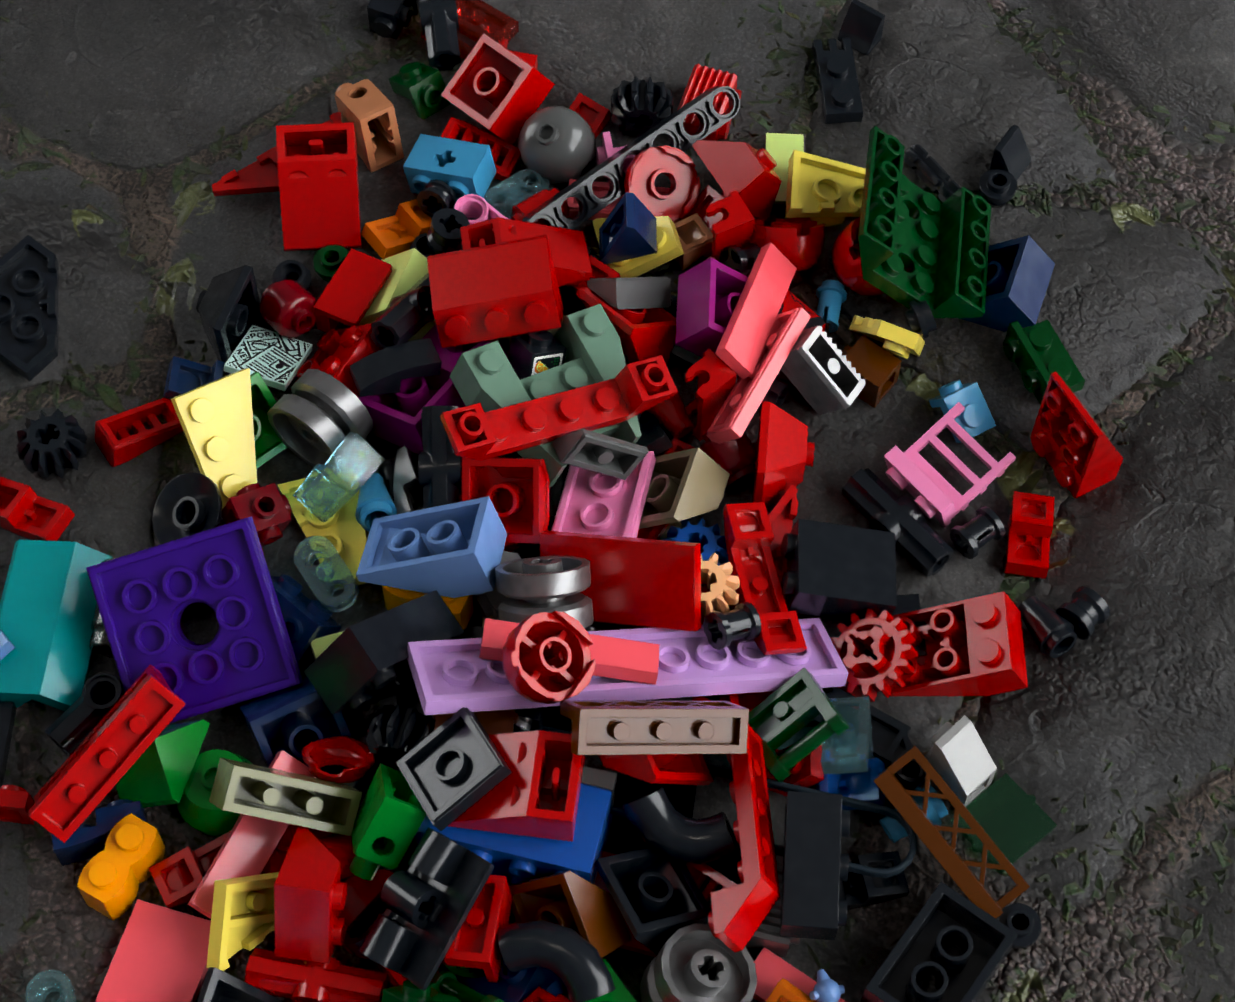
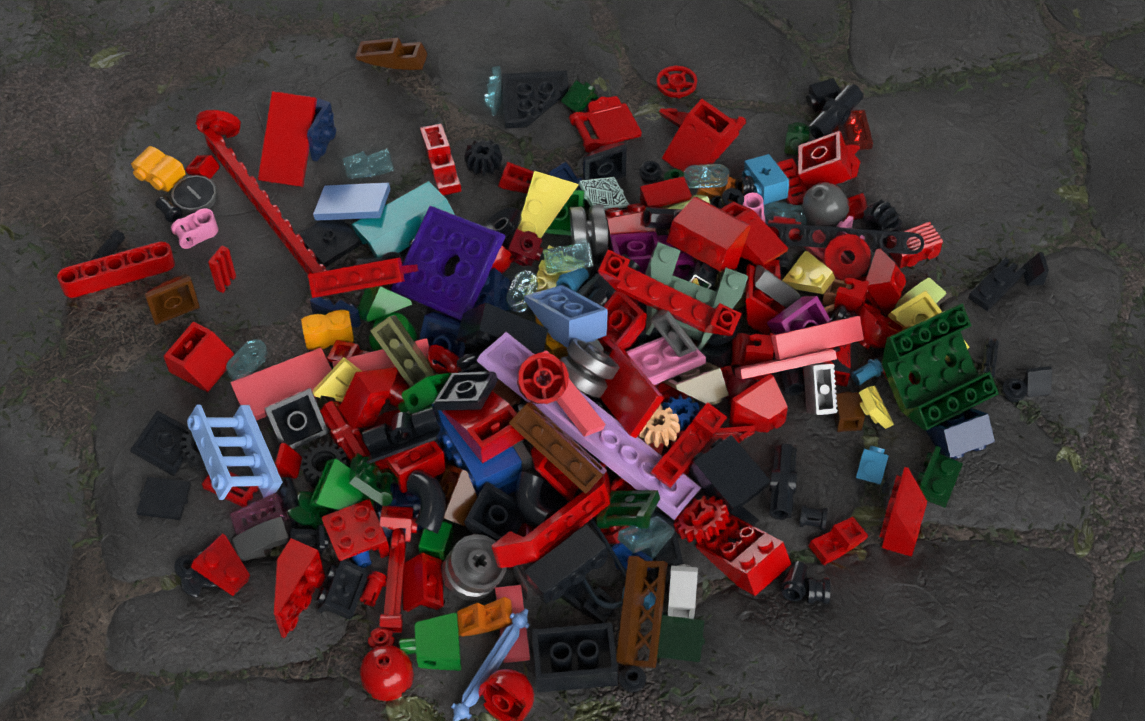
camera: 50 degrees right, 5 degrees down
(84, 256) = (579, 96): none -> dark green bracket
(159, 257) = (609, 120): none -> red piece
(185, 136) = (676, 81): none -> red wheel
(288, 308) = (630, 180): dark red head -> none
(371, 109) = (754, 125): nougat torso -> none
(379, 222) = (707, 176): none -> clear light blue plate
(384, 369) = (631, 230): black slope -> none
(627, 231) = (806, 262): dark blue slope -> none
(732, 625) = (649, 448): black bush -> none
(920, 318) = (893, 406): black plate -> none
(928, 487) = (814, 477): bright pink plate -> none

